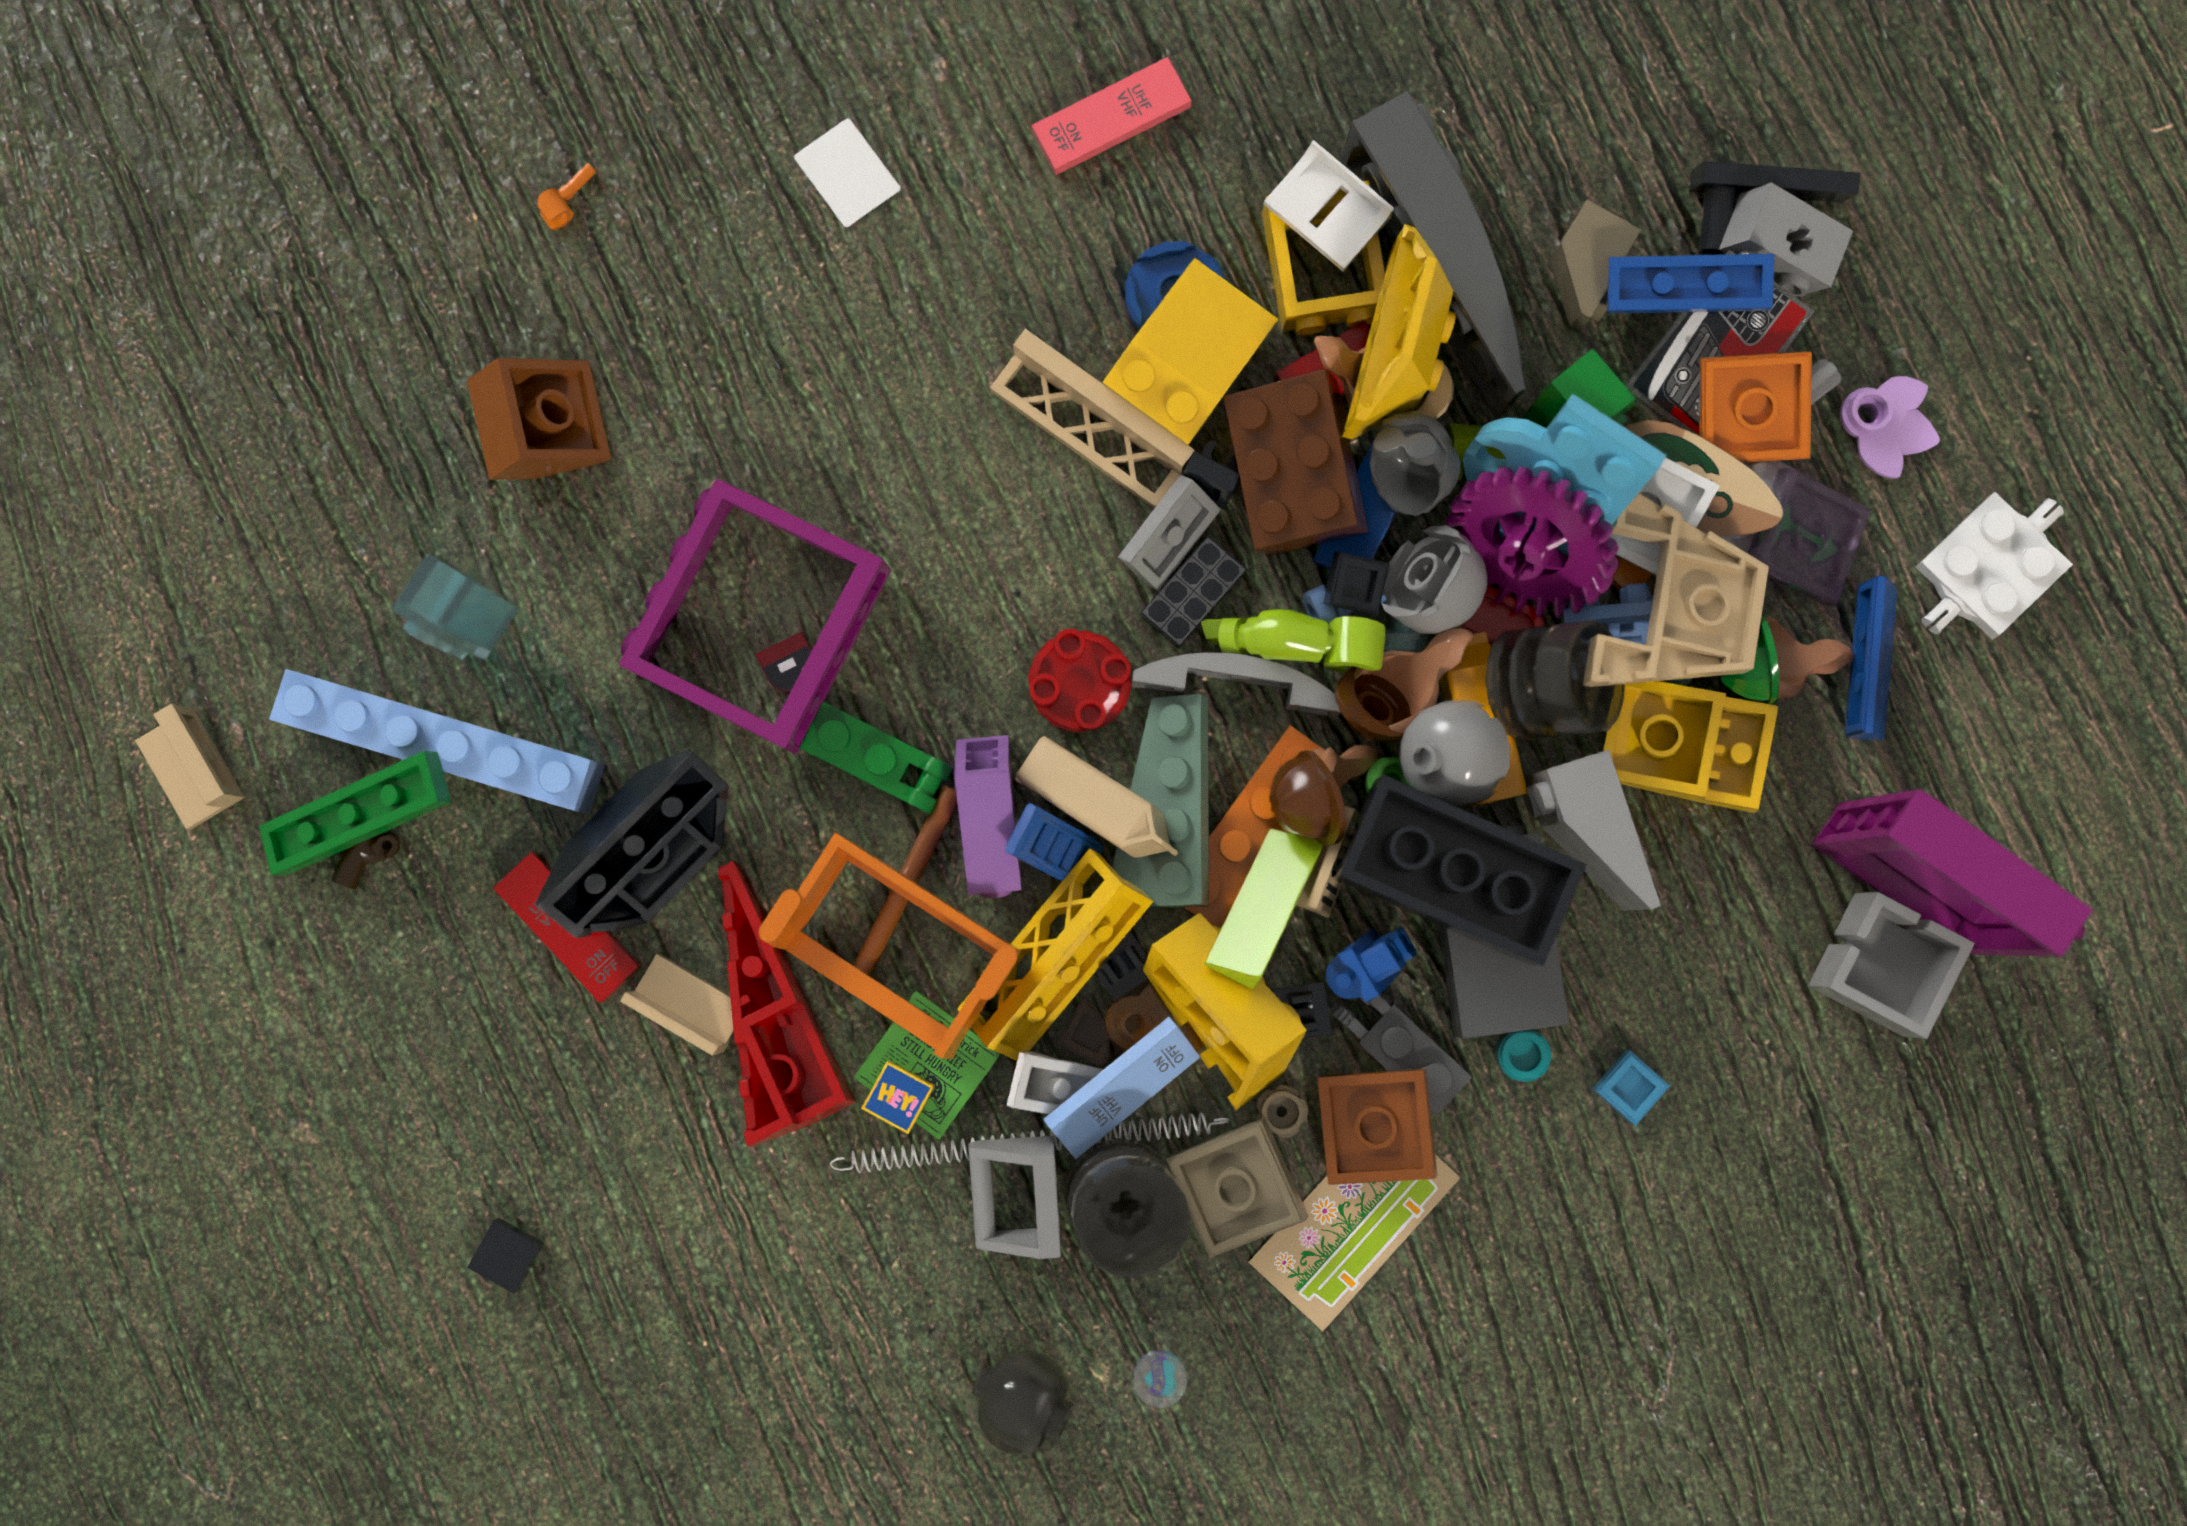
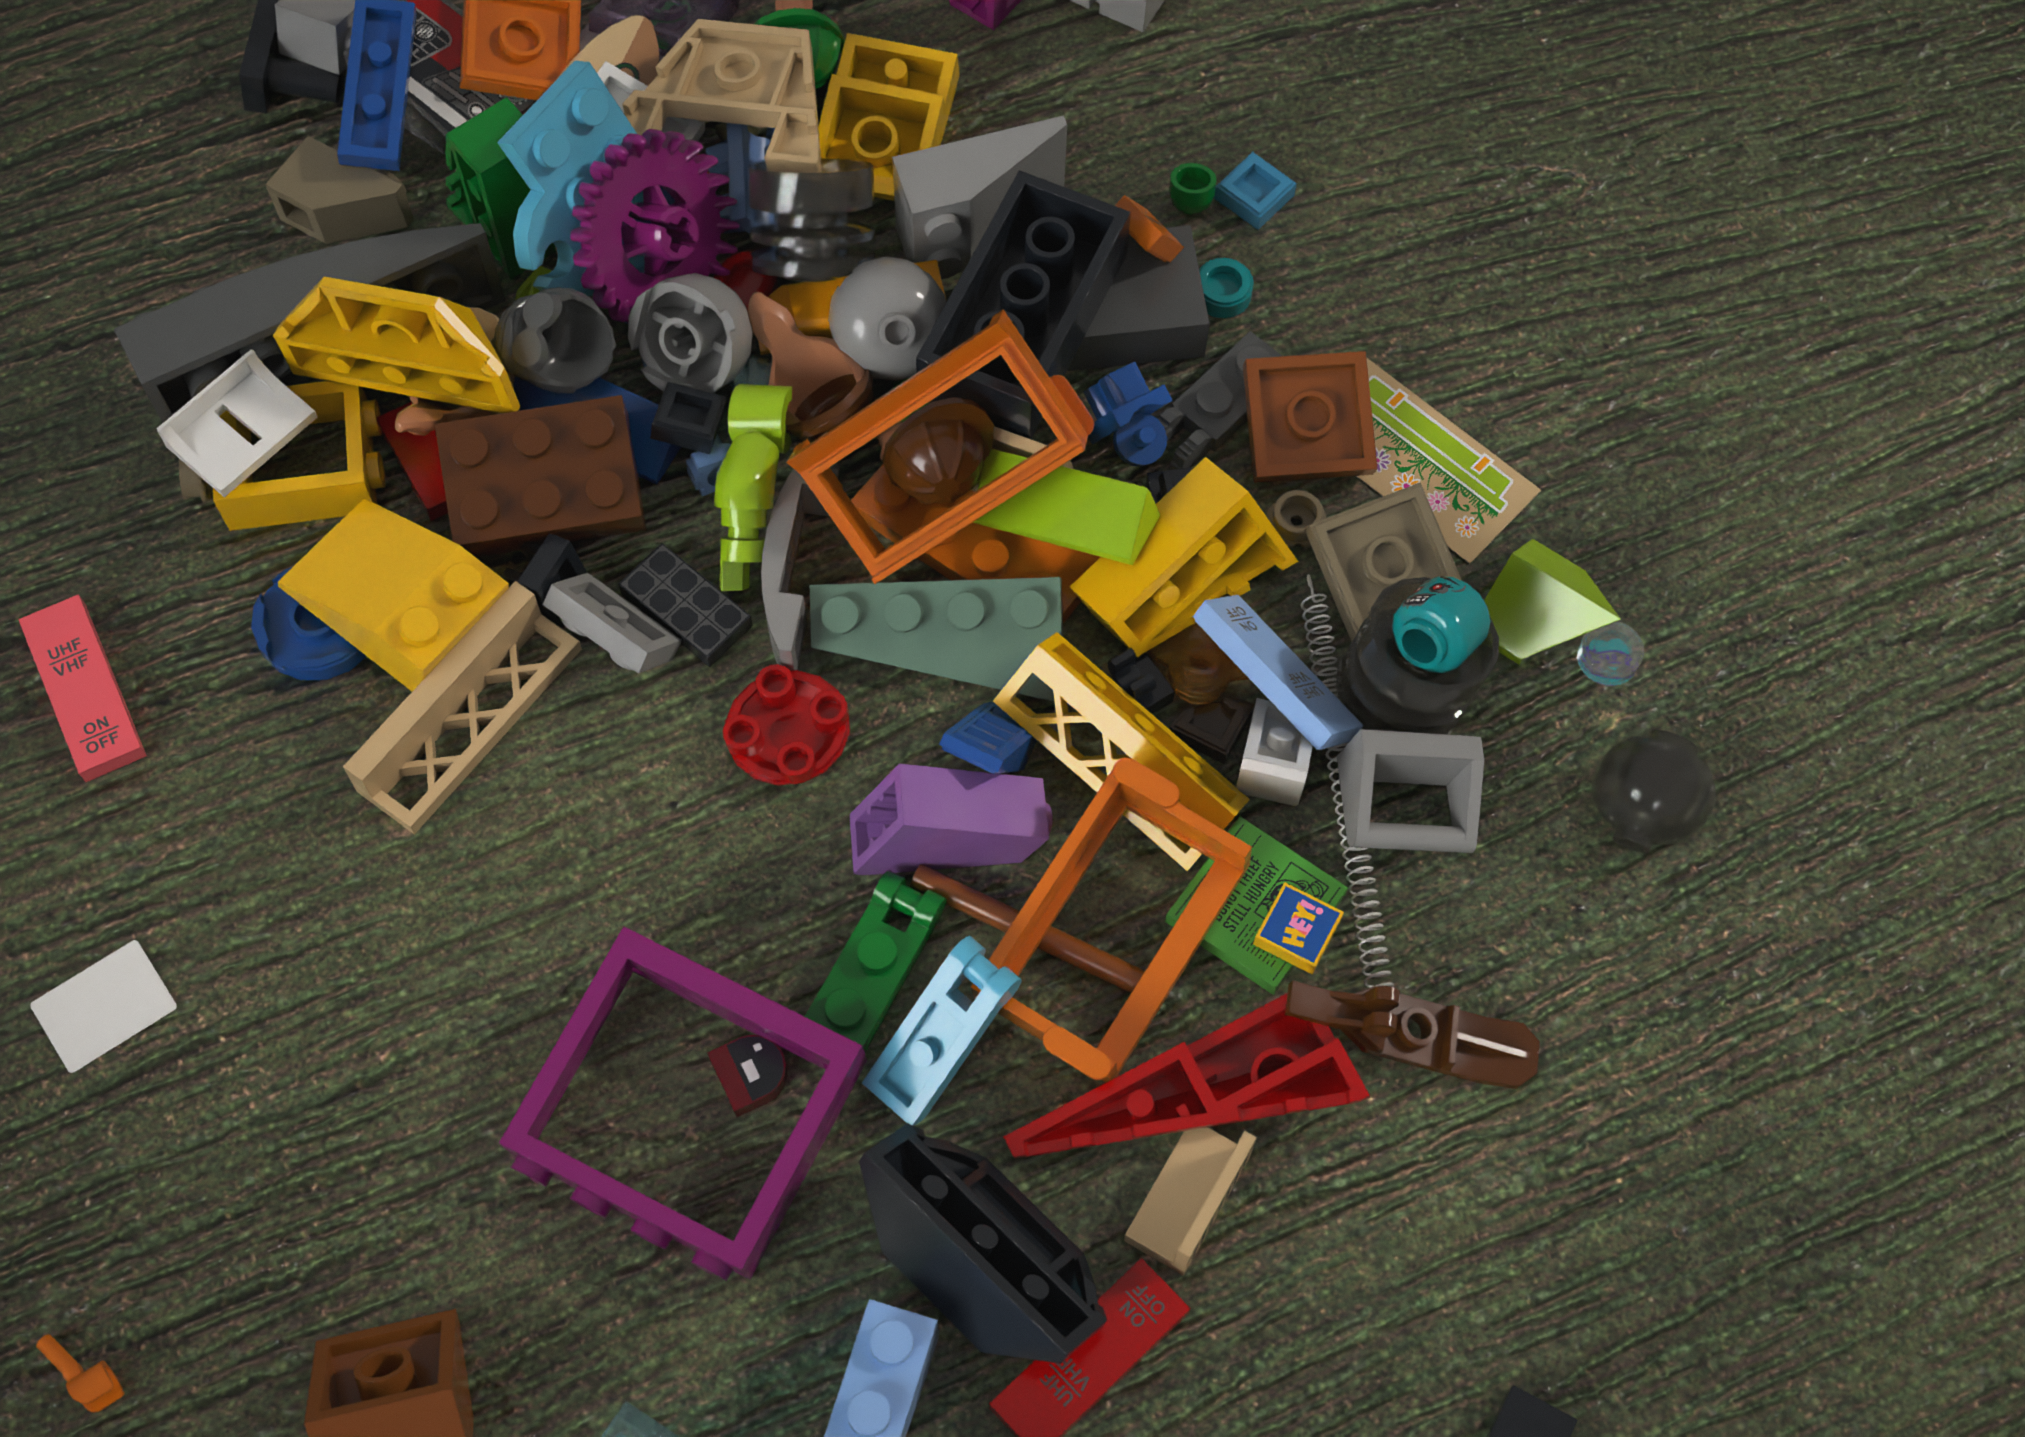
camera: 90 degrees left, 20 degrees down
(802, 810) = (940, 1032): none -> medium azure plate
(811, 1216) = (1450, 1040): none -> reddish brown piece
(1094, 800) = (936, 687): tan piece -> none
(1137, 1226) = (1441, 624): none -> teal head
(1202, 1323) = (1544, 602): none -> lime slope
(1338, 889) = (1051, 396): none -> orange piece
(1549, 983) = (1150, 232): none -> orange tile
(1633, 1028) = (1192, 187): none -> green hinge

